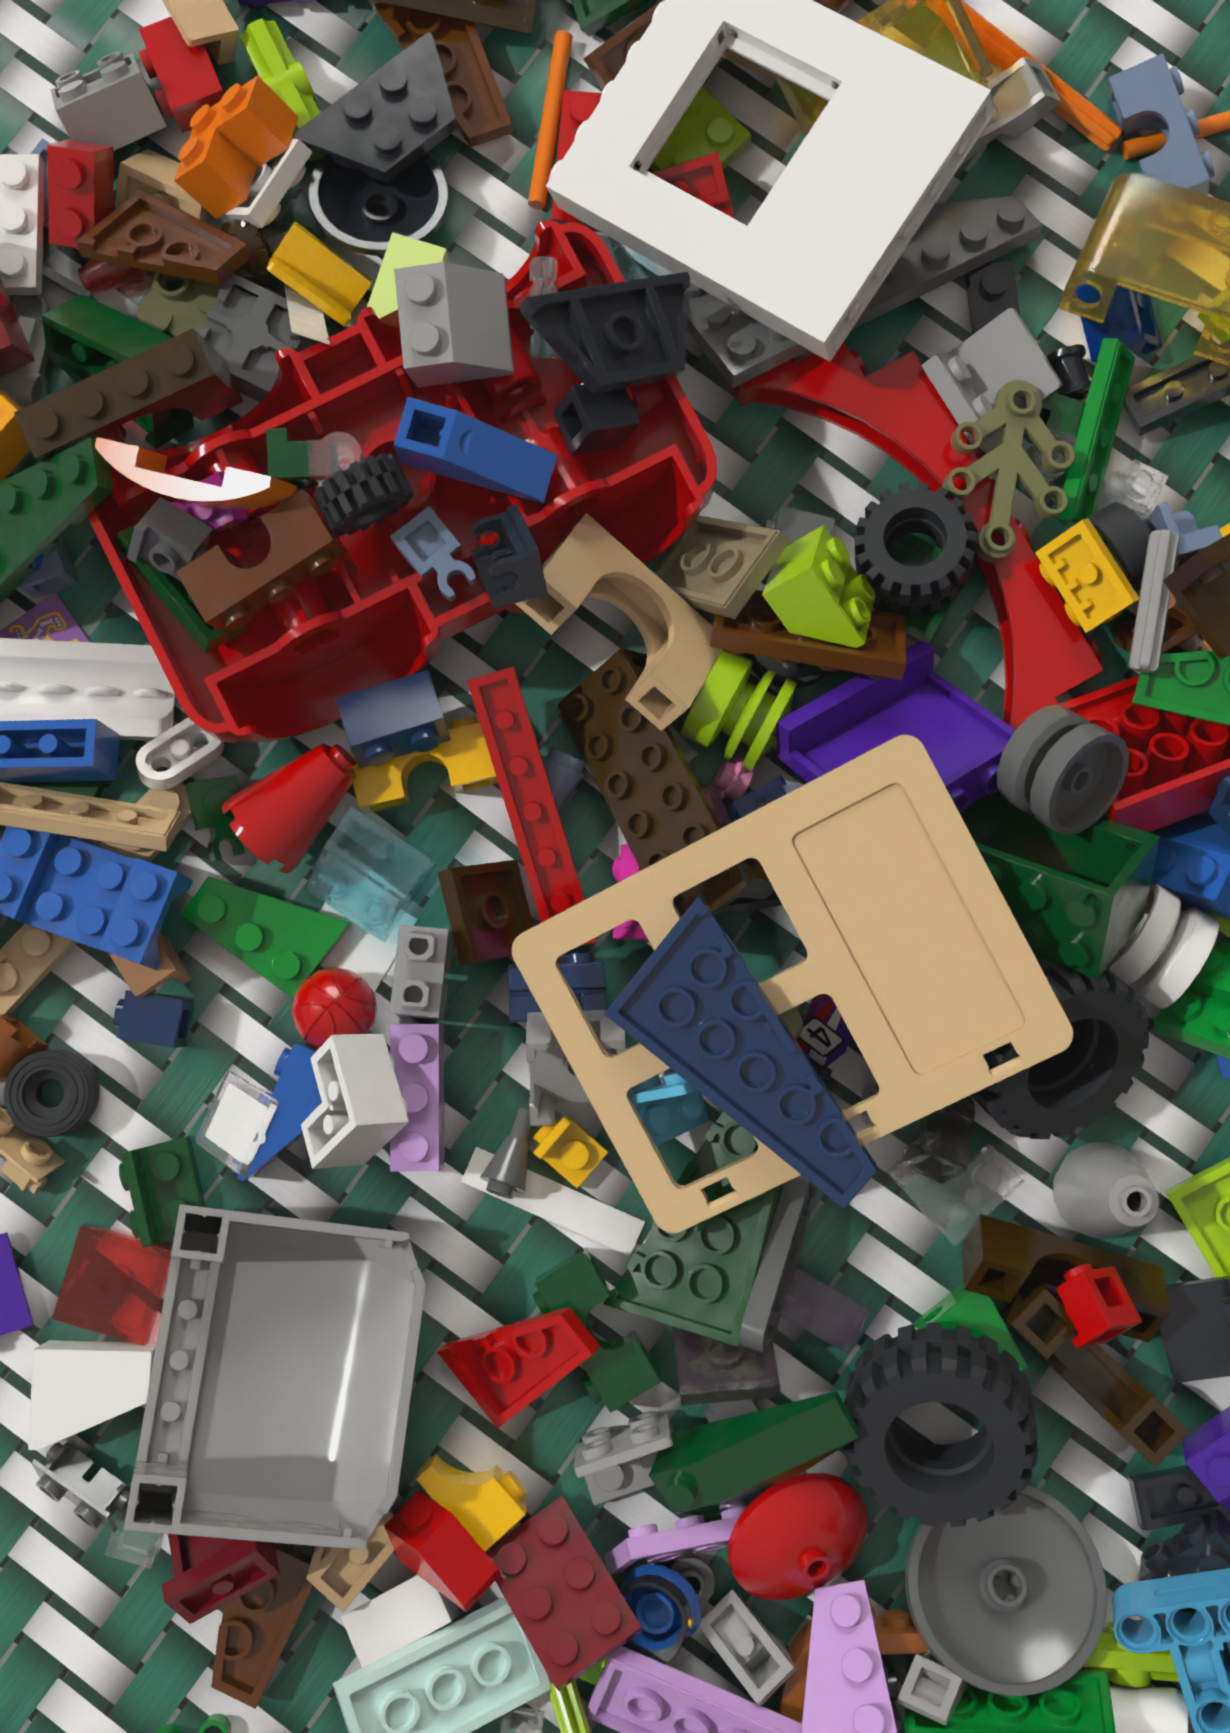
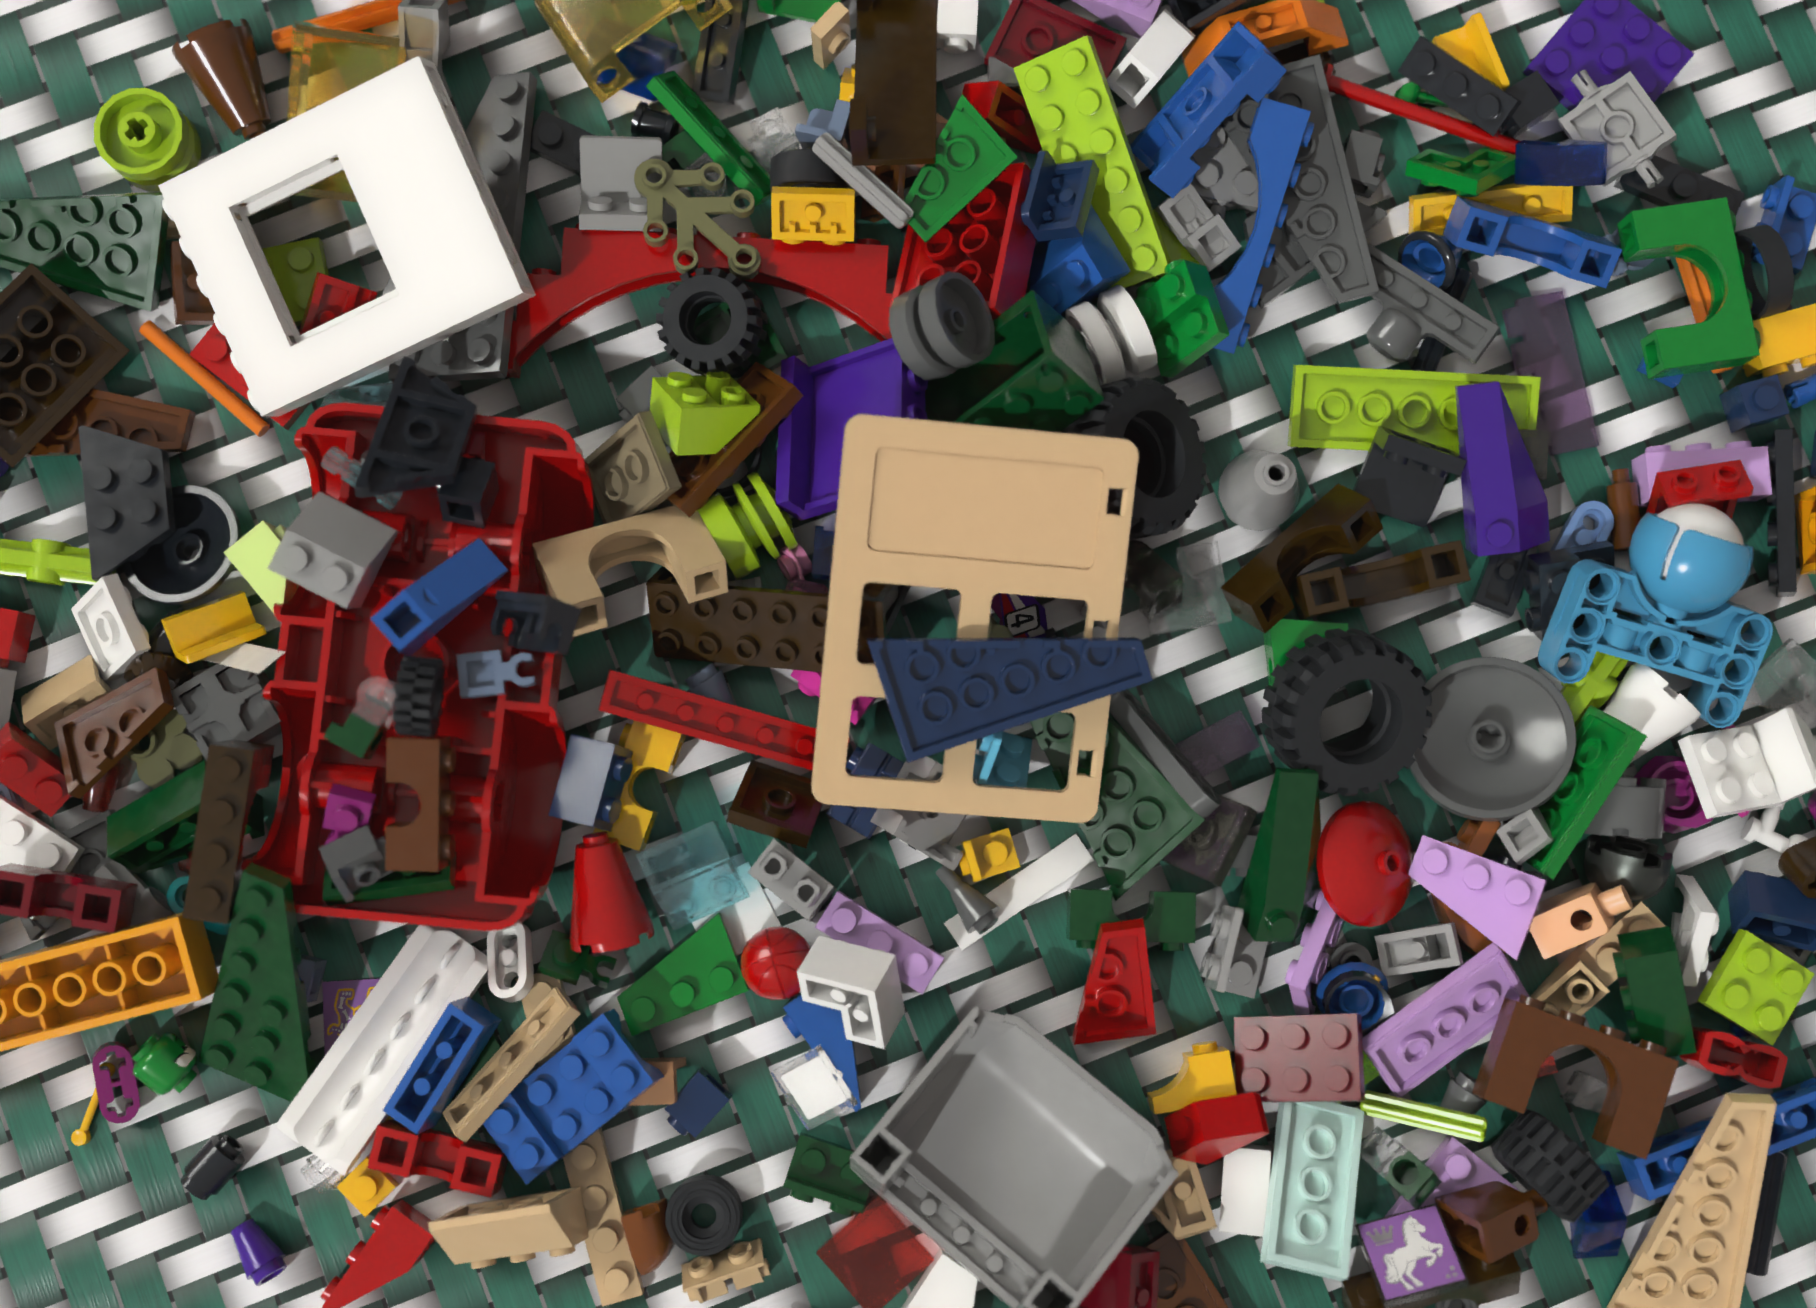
camera: 60 degrees left, 0 degrees up
(231, 143) = (67, 631): orange brick -> none
(238, 491) = (293, 845): slope -> none
(1097, 1304) = (1333, 546): red brick -> none

